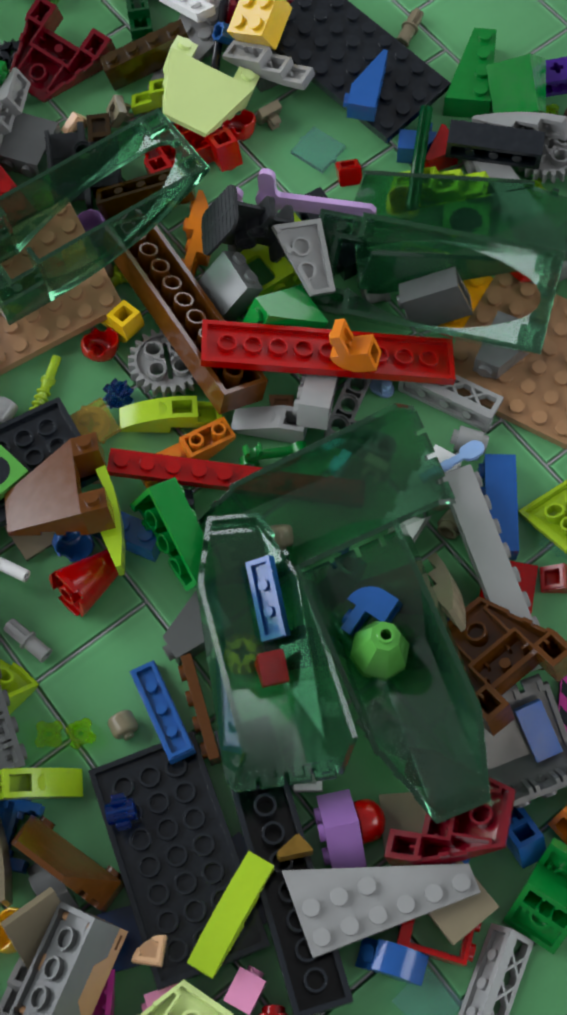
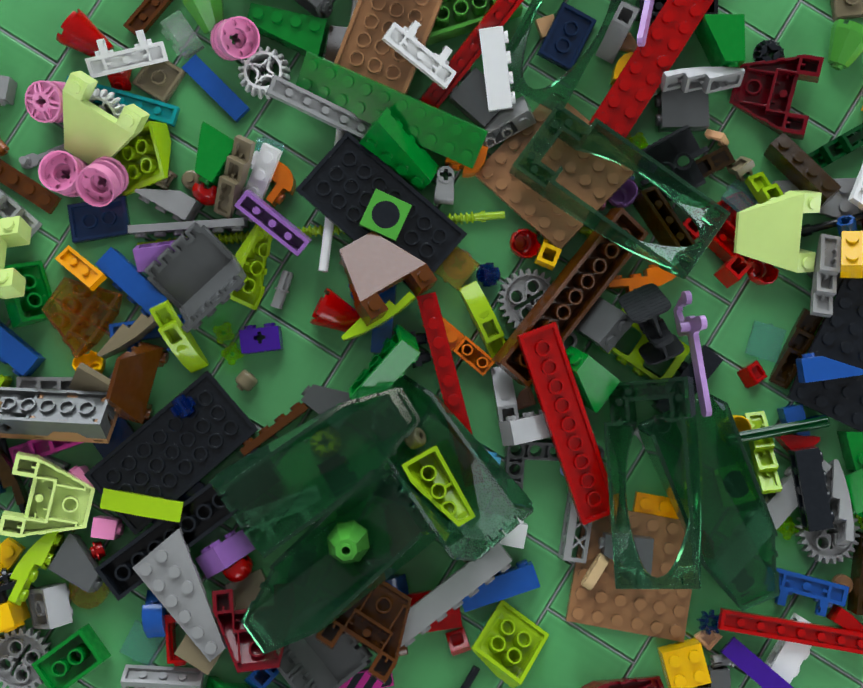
camera: 70 degrees right, 20 degrees up
(81, 701) = (250, 344): none -> dark purple brick
(151, 952) = (104, 461): light nougat tile -> none
(162, 712) = (263, 404): blue tile -> none
(253, 455) = (481, 407): green bar -> none
(267, 598) = (358, 451): blue plate -> none
(270, 114) = (782, 291): dark tan tile -> none
(272, 668) = (311, 471): red slope -> none
(294, 848) = (194, 532): pearl gold slope -> none
(308, 254) = (644, 380): light grey wing -> none
(335, 122) = (795, 345): none -> dark brown slope
(338, 519) = (435, 481): none -> lime wedge
(352, 351) = (570, 446): orange brick -> none
(370, 602) = (379, 526): blue brick -> none
(435, 298) = (648, 486): dark grey brick -> none
(447, 592) = (408, 575): dark tan slope -> none
(465, 435) = (543, 547): light grey brick -> none
(468, 452) = (528, 552): light blue piece -> none
(516, 388) = (595, 571): none -> tan beam
(538, 730) = (335, 665): blue tile -> none

